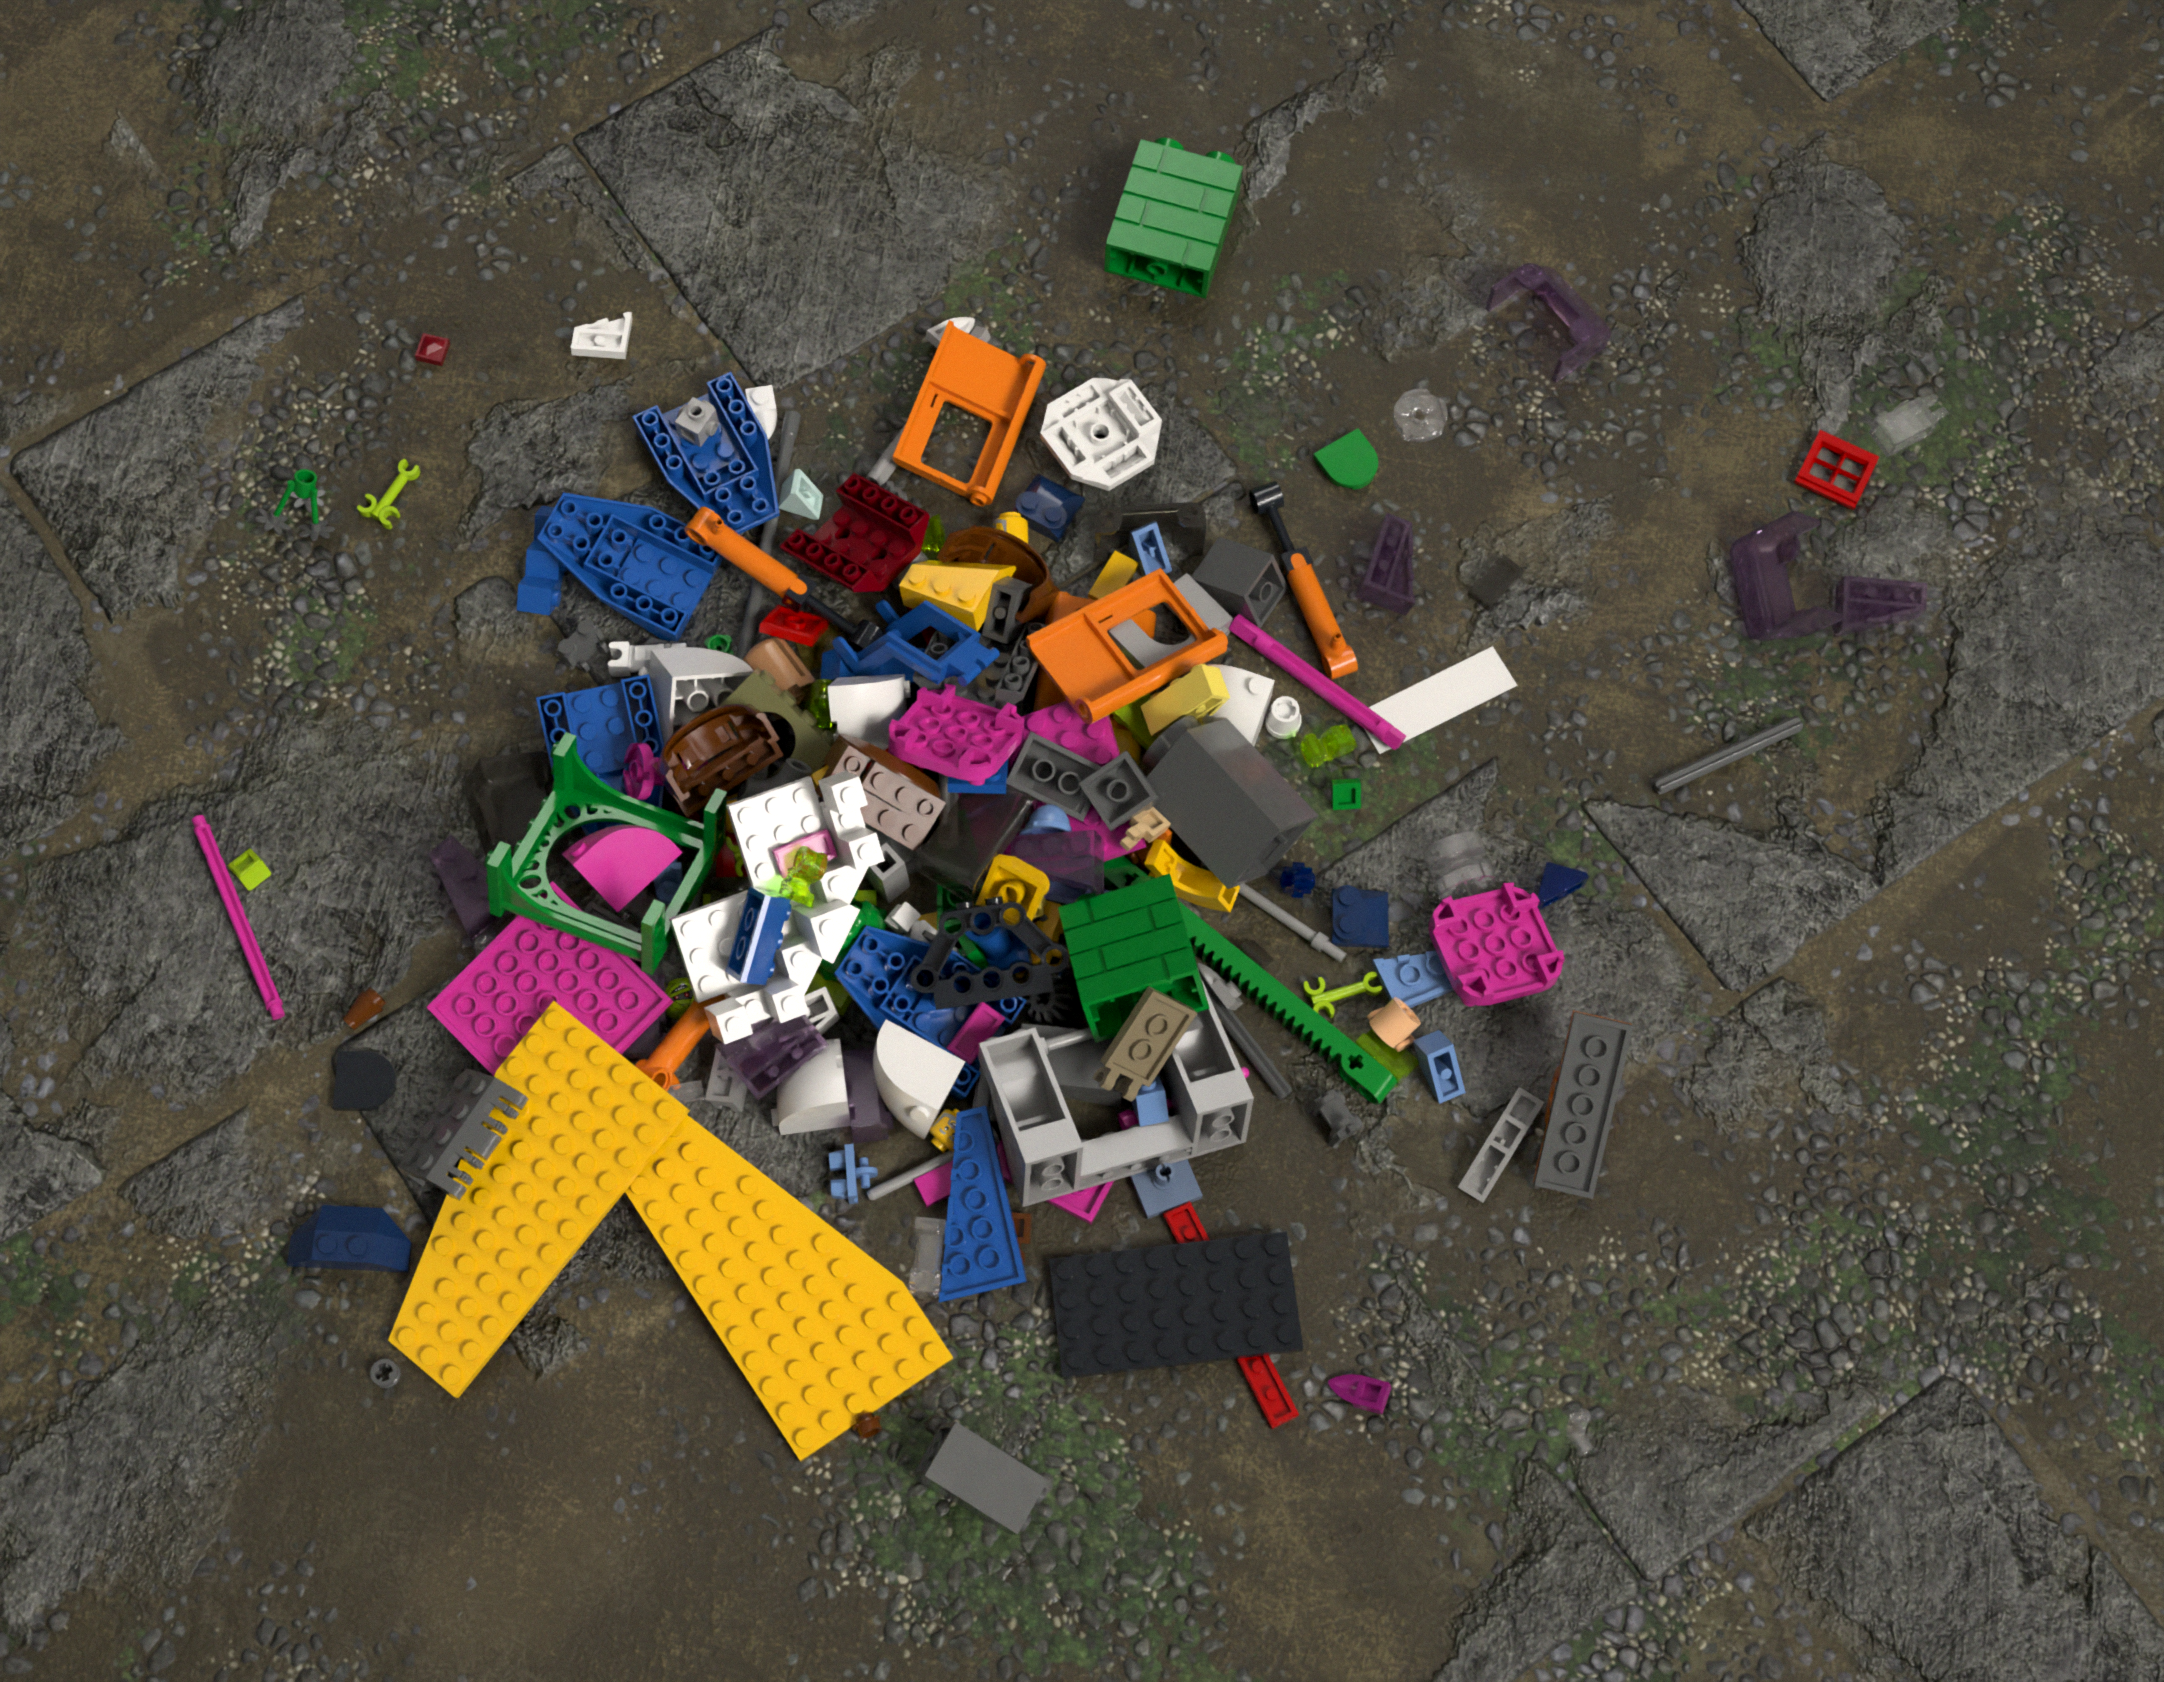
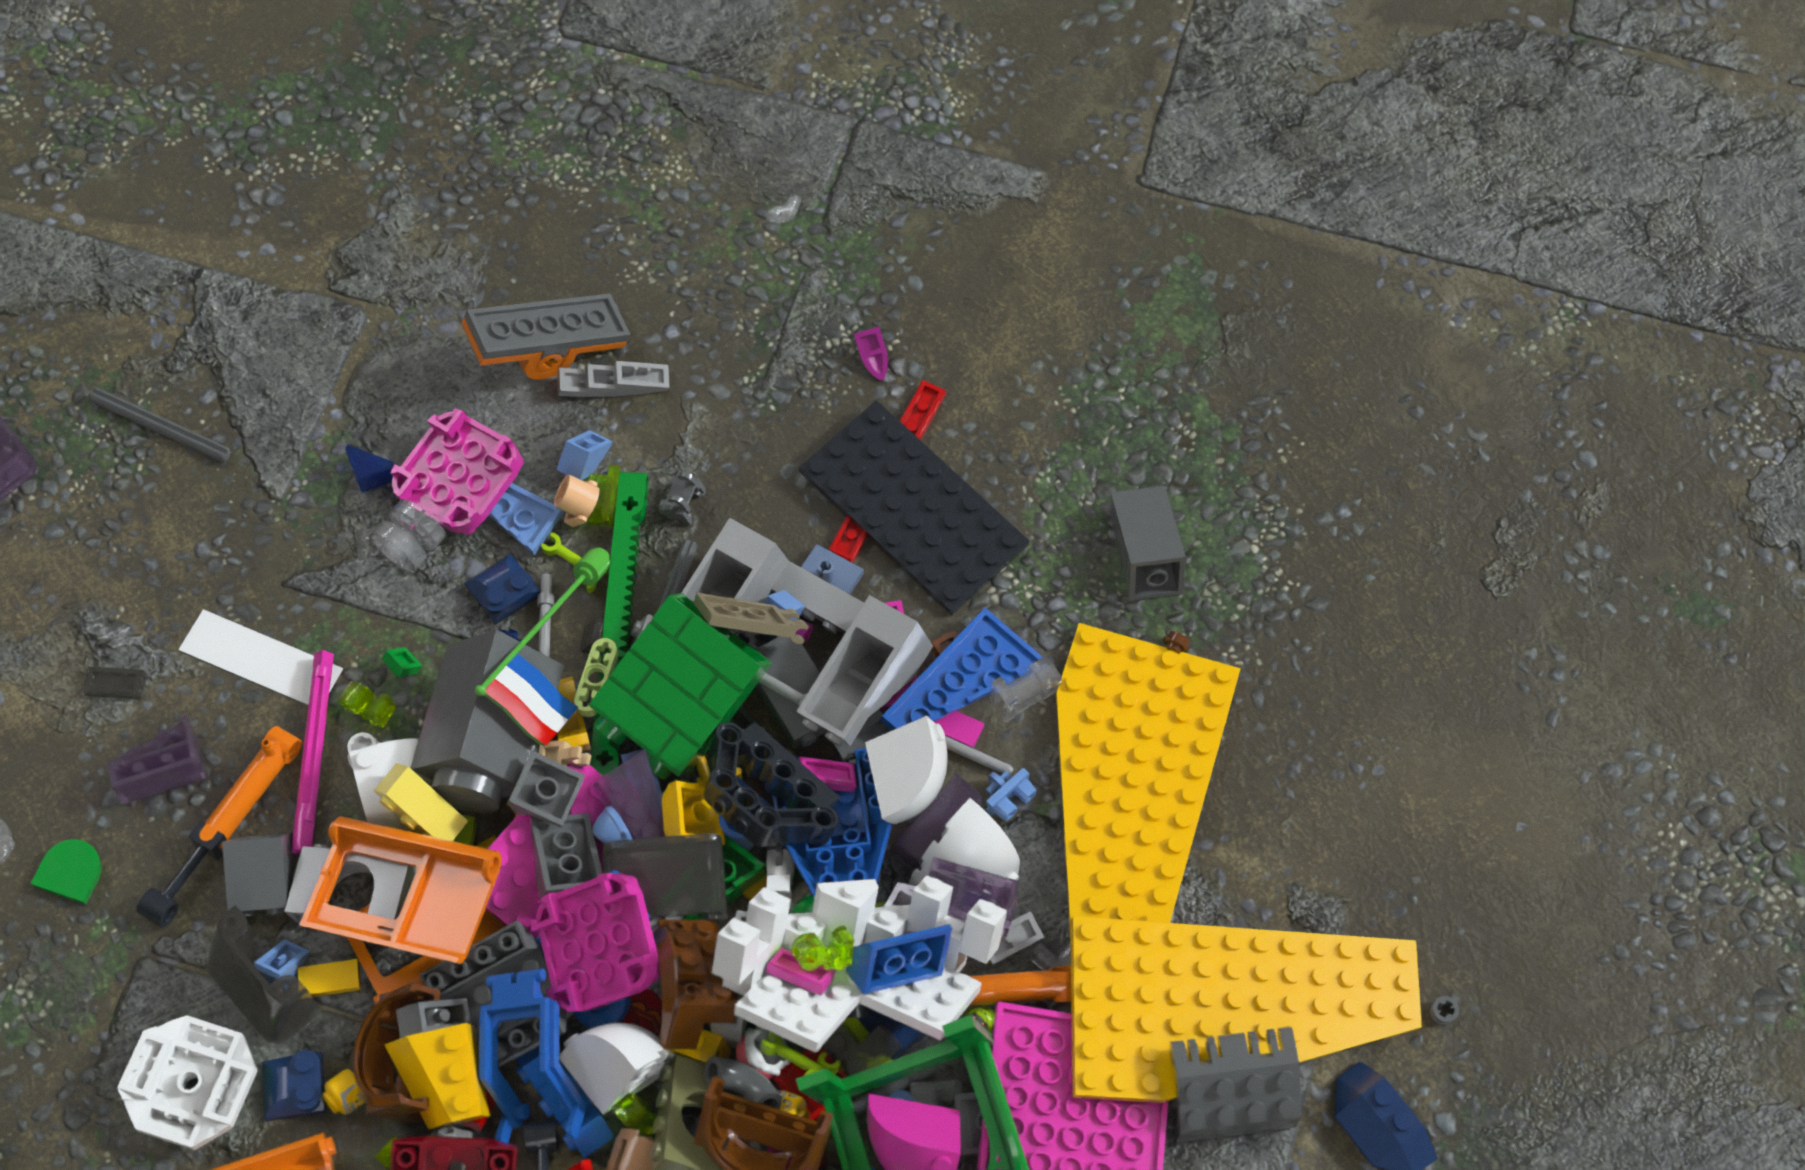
camera: 125 degrees left, 5 degrees down
(1211, 828) = (522, 688): none -> flag
(1225, 930) = (593, 665): none -> yellowish green beam

